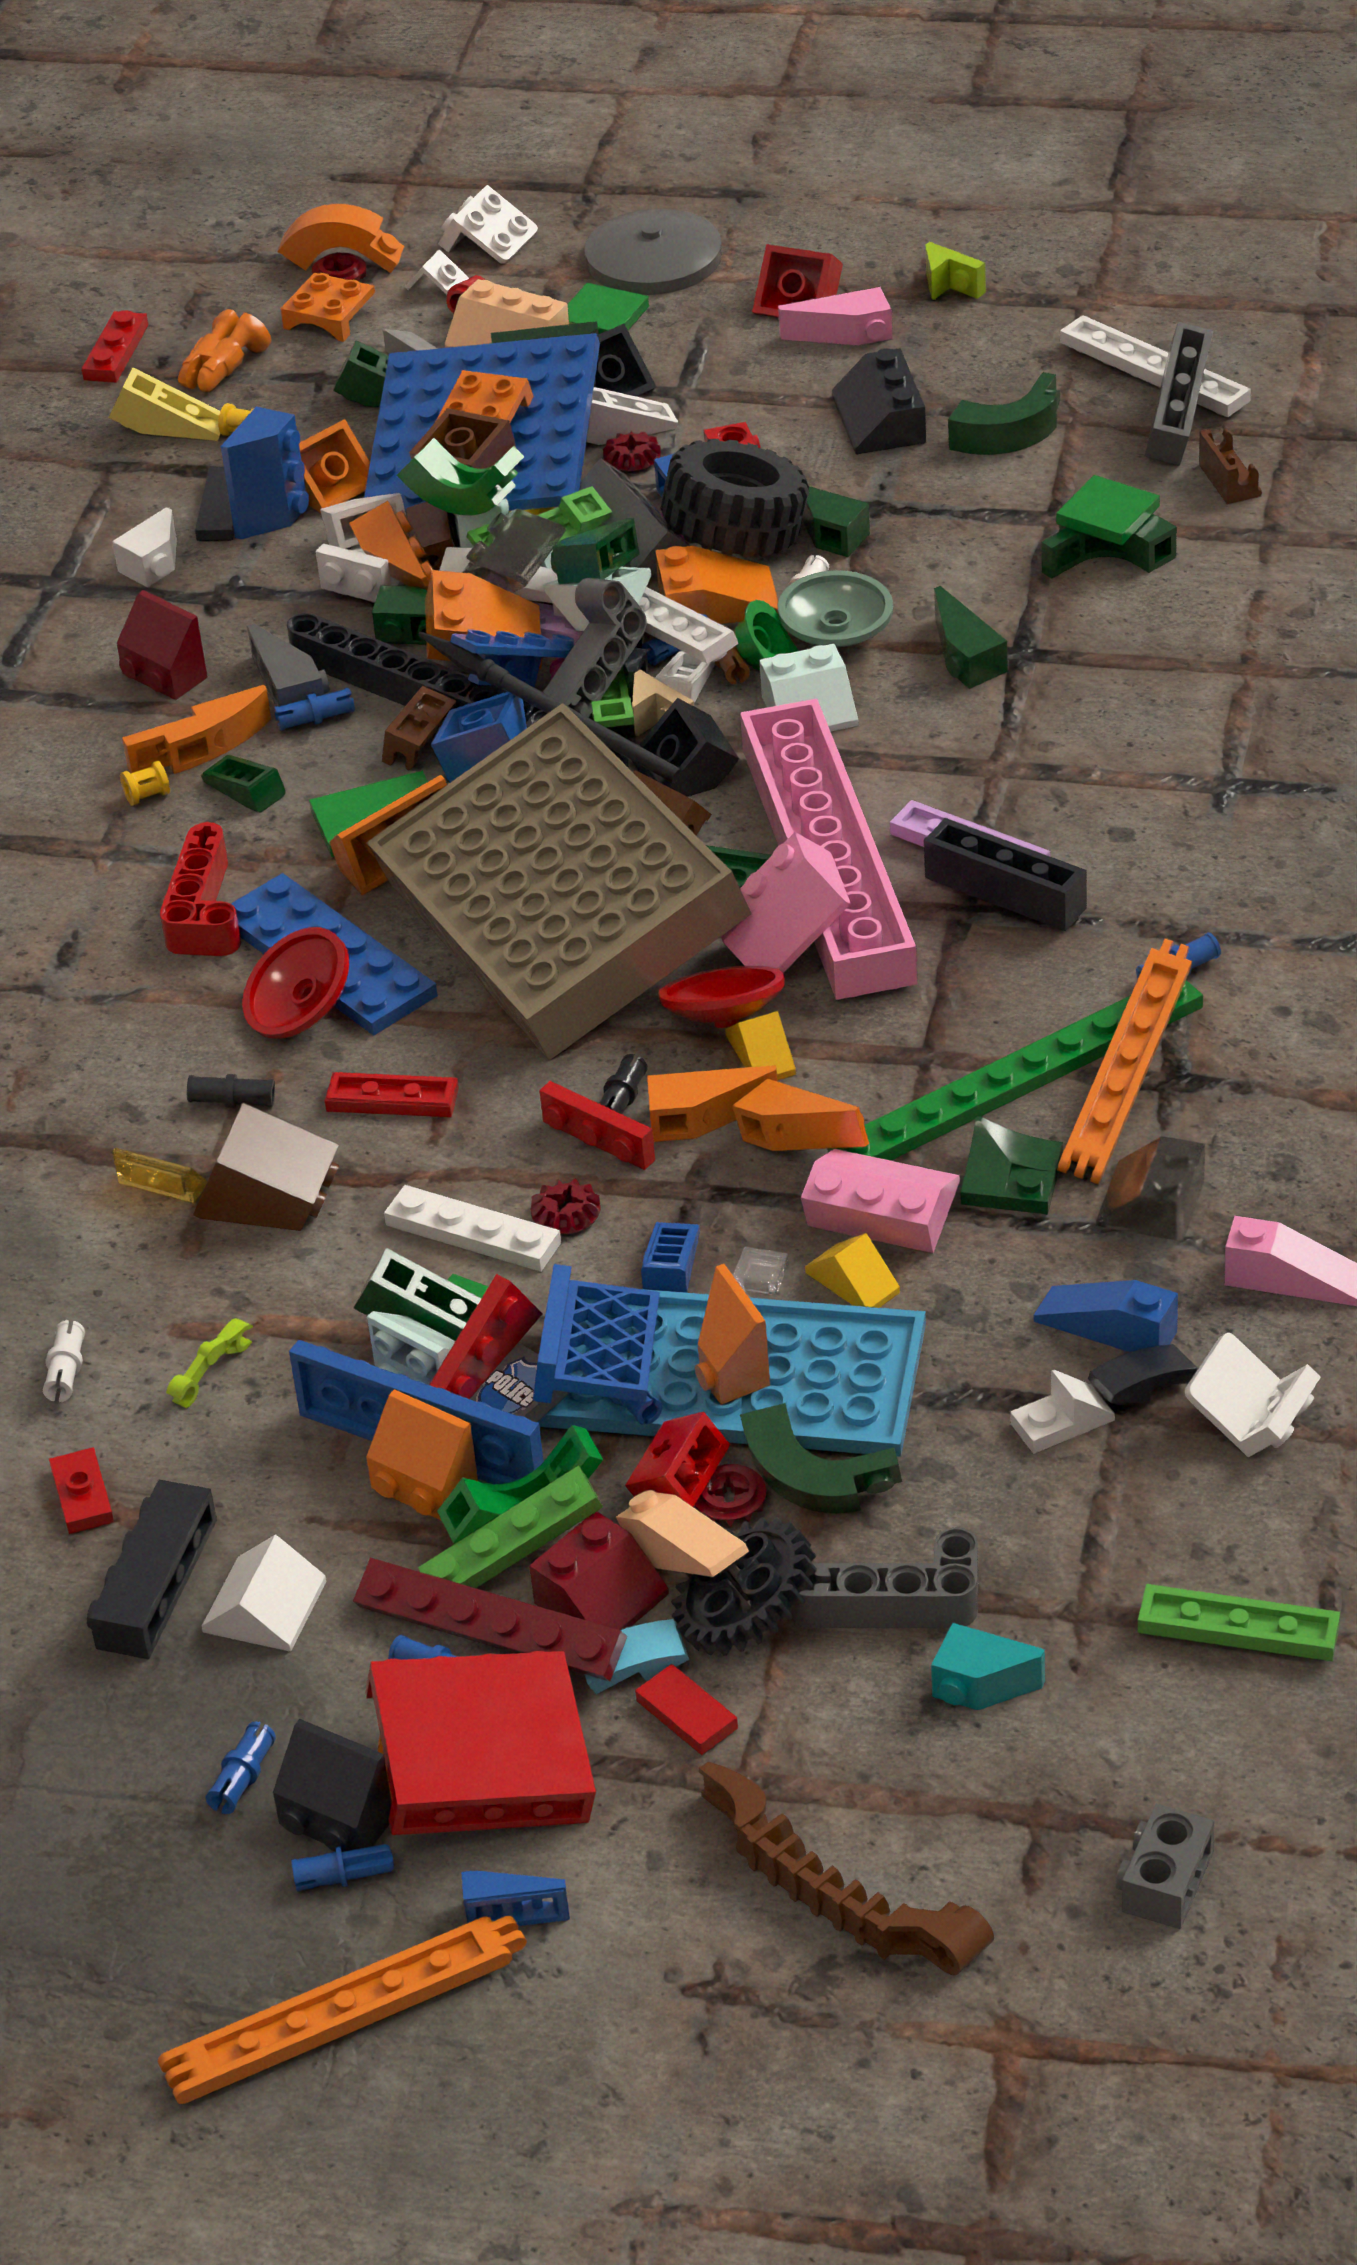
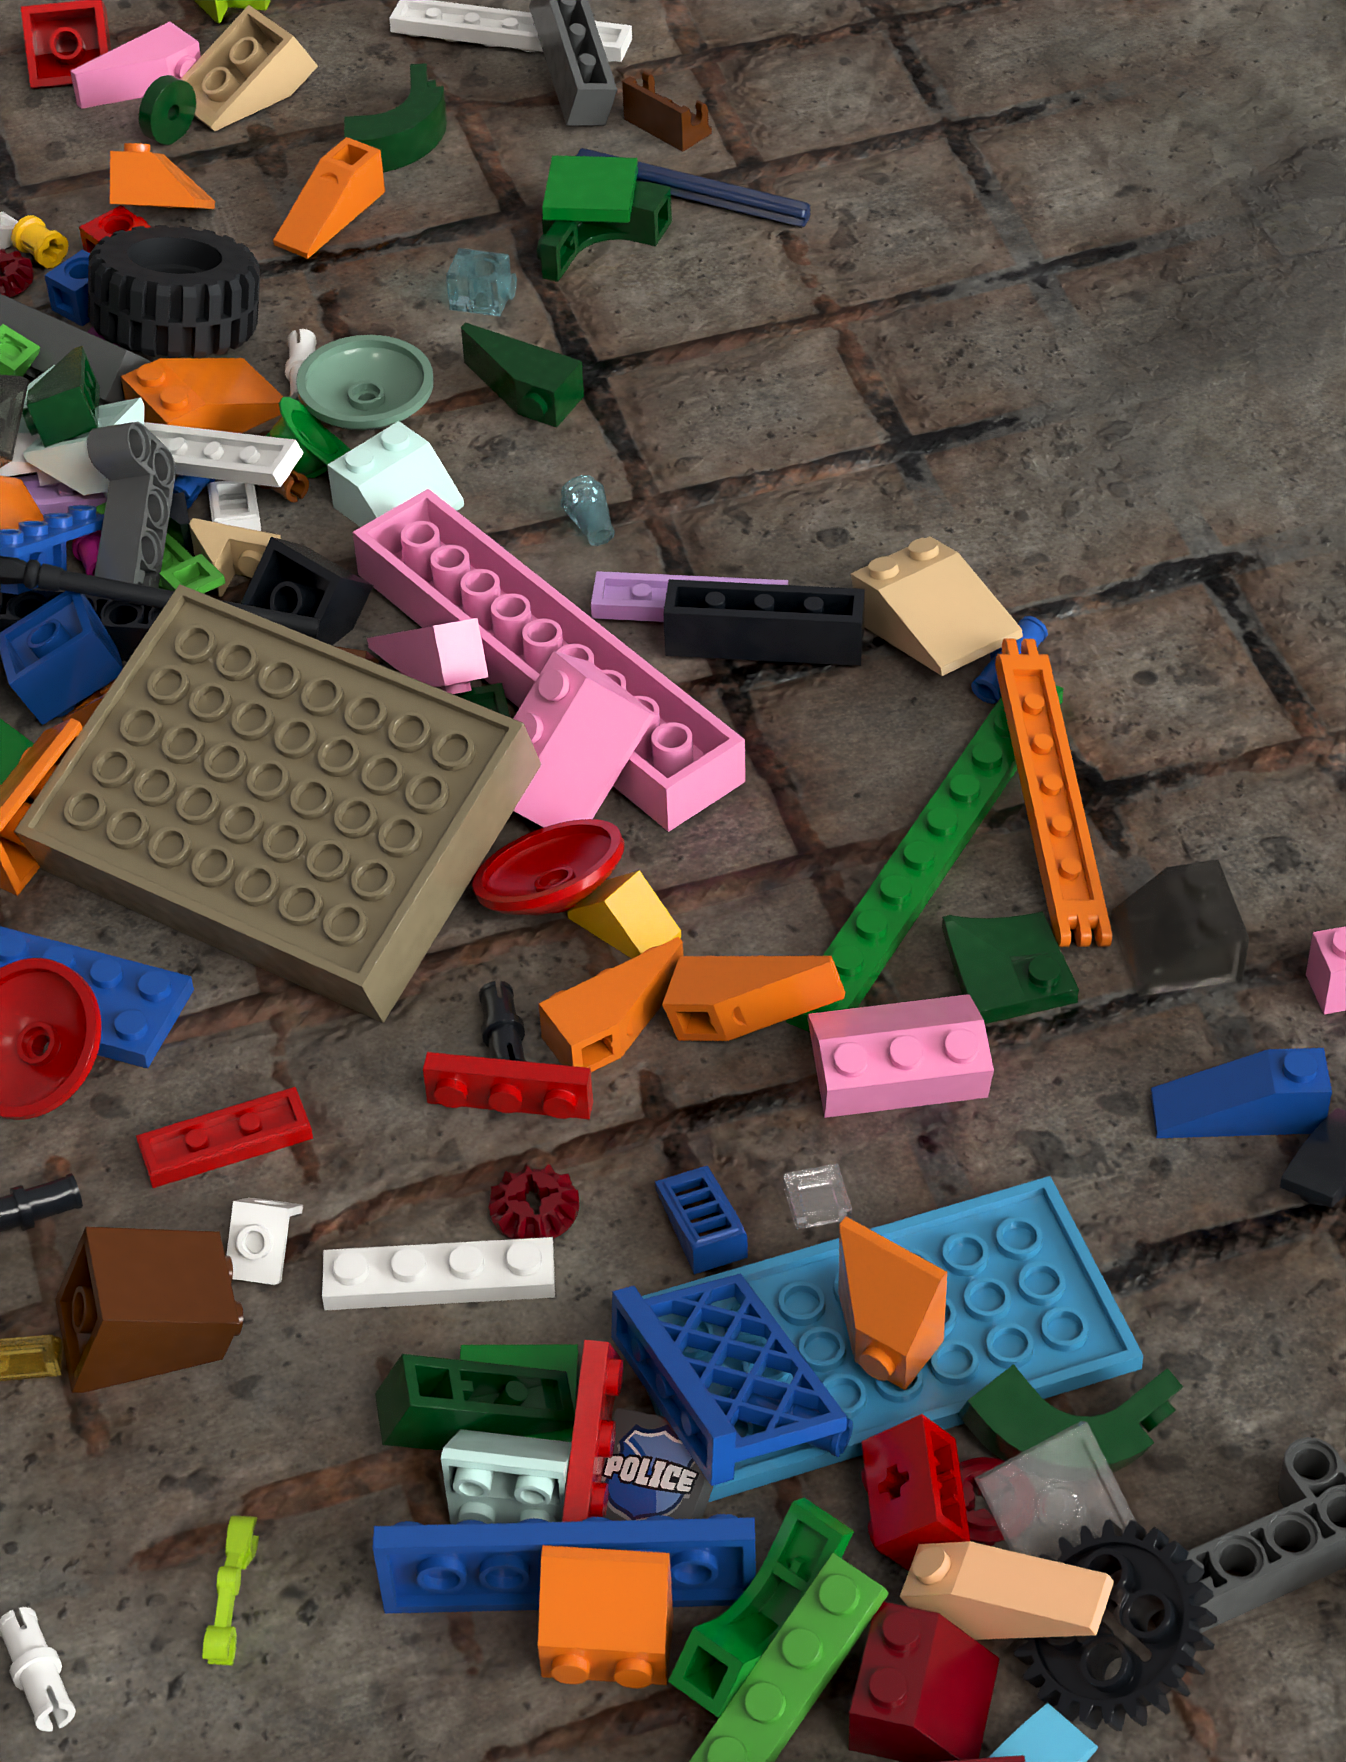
camera: 30 degrees left, 5 degrees up
(366, 1162) = (259, 1238): none -> white bracket
(674, 431) = (34, 238): none -> yellow bush
(744, 820) = (437, 654): none -> bright pink slope
(767, 1490) = (1054, 1493): none -> clear plate
(779, 410) = (152, 181): none -> orange slope
(824, 348) = (167, 109): none -> dark green piece
(836, 521) = (292, 288): dark green slope -> none
(855, 1273) = (926, 1156): yellow slope -> none
(881, 403) = (249, 145): black slope -> none
(918, 458) = (334, 195): none -> orange slope
(928, 336) = (247, 70): none -> tan slope
(942, 752) = (588, 508): none -> clear light blue cone
(982, 559) = (480, 282): none -> clear light blue brick
(1066, 1413) = (1276, 1244): white slope -> none
(1139, 900) = (933, 606): none -> tan slope
(1217, 539) = (721, 194): none -> dark blue axle

